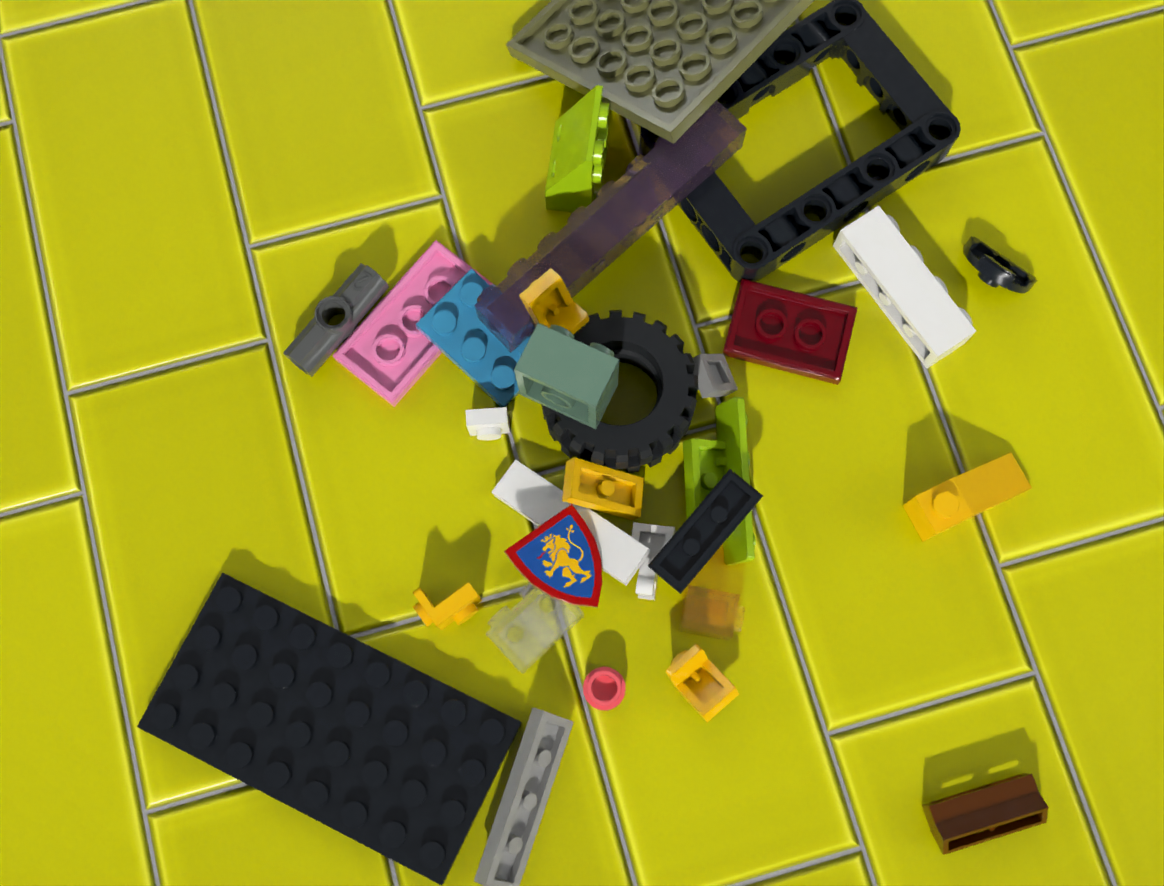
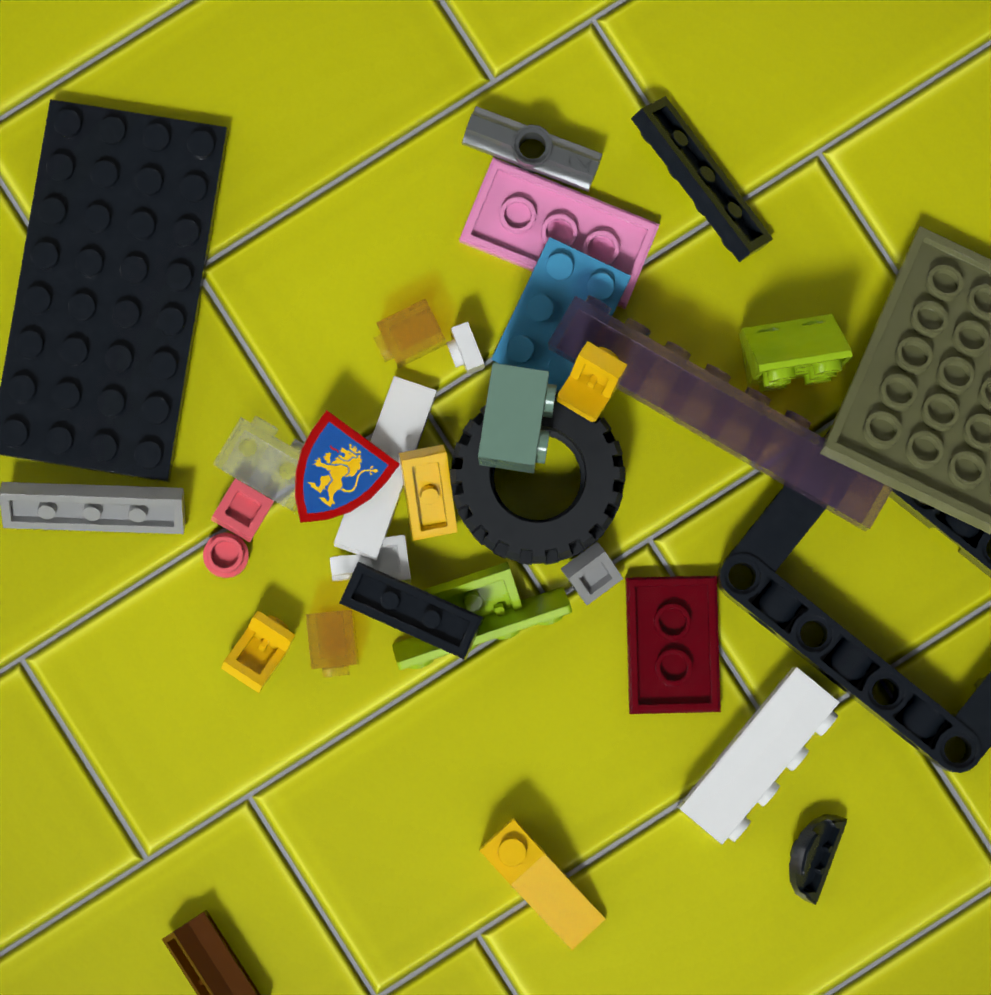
camera: 75 degrees right, 10 degrees up
(422, 191) = (701, 178): none -> black plate
(457, 607) = (261, 380): yellow bracket -> none
(459, 466) = (409, 334): none -> clear yellow brick
(569, 660) = (242, 510): none -> coral plate

